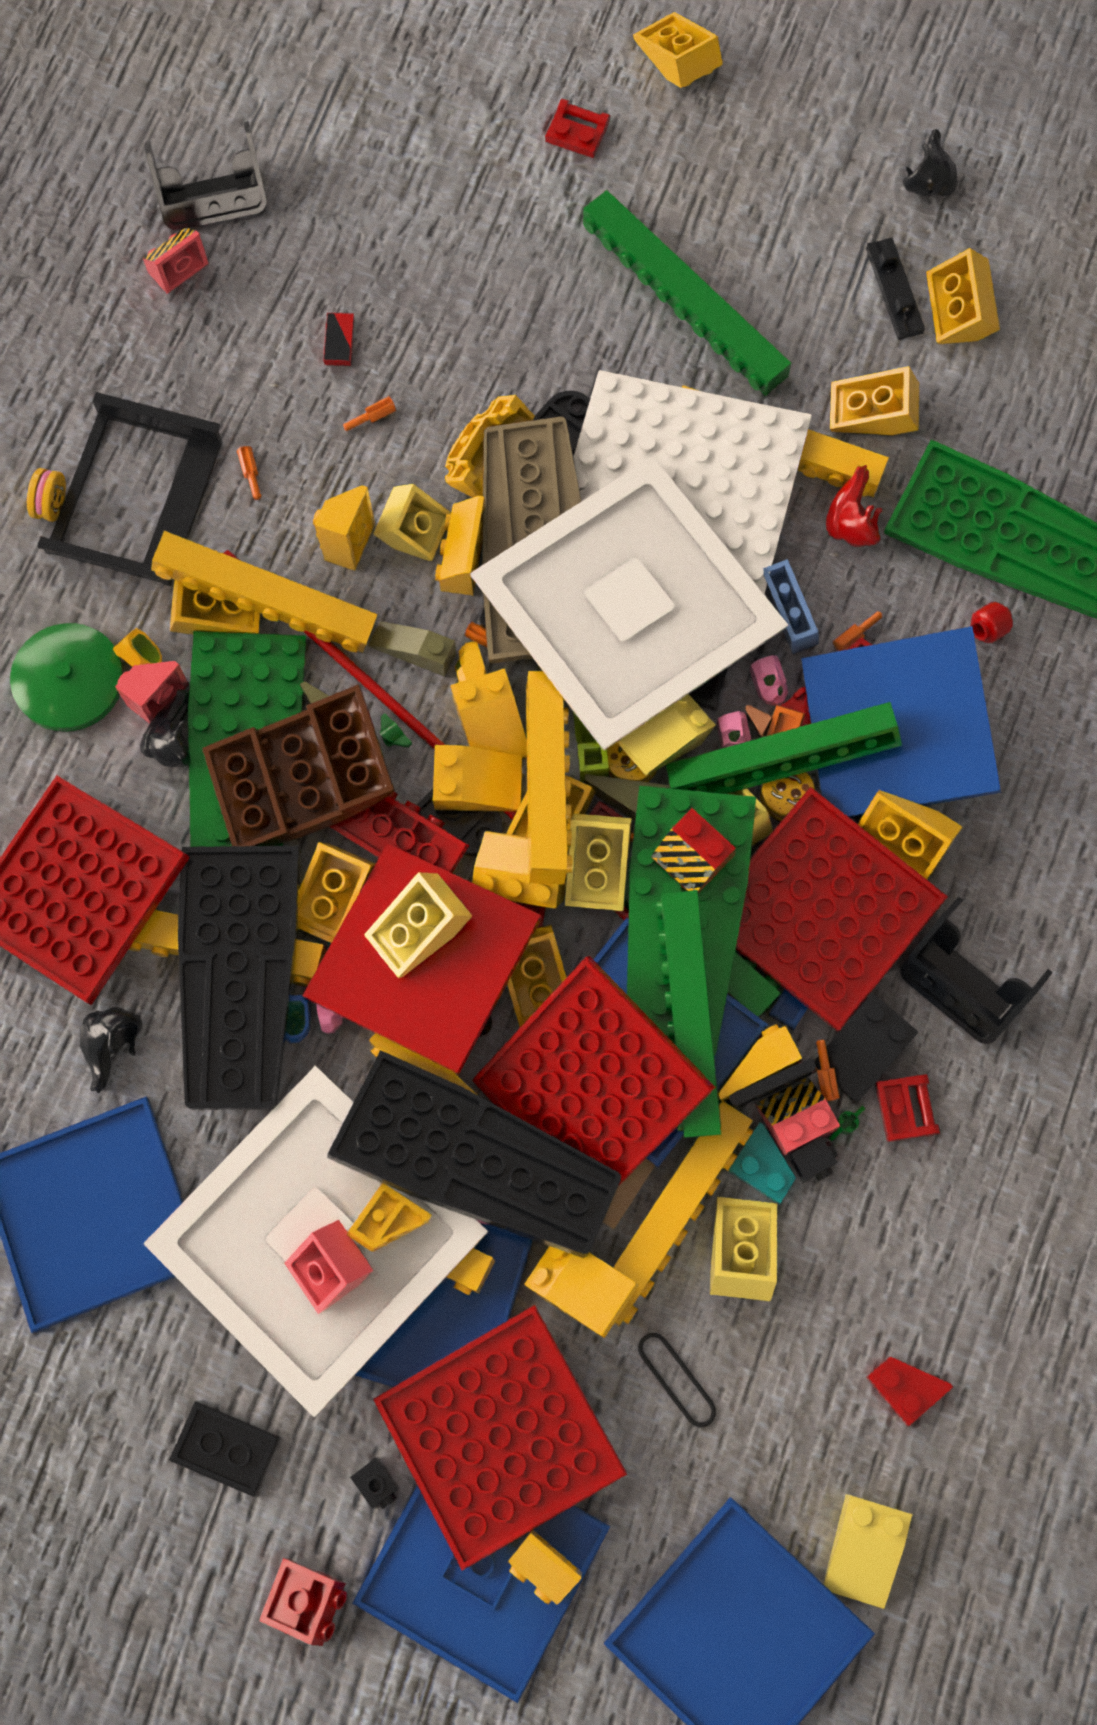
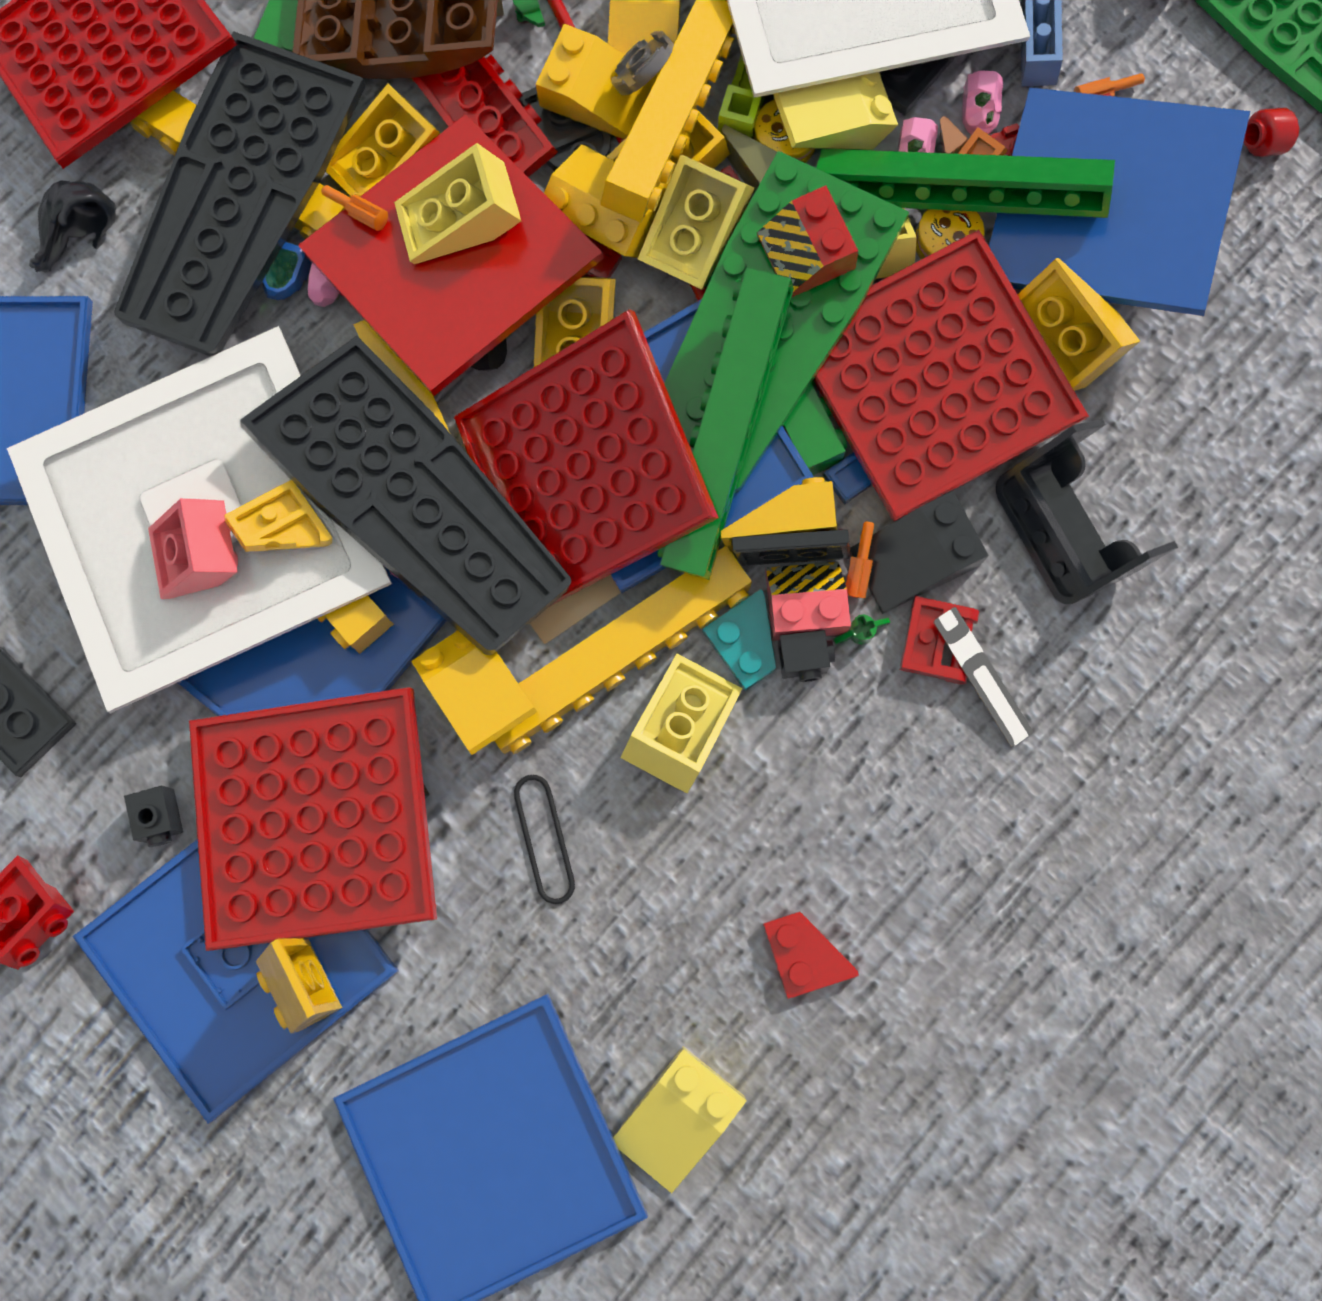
camera: 20 degrees right, 5 degrees up
(338, 950) = (358, 208): none -> orange axle
(509, 756) = (642, 63): none -> flat silver tile
(951, 1123) = (983, 676): none -> sticker

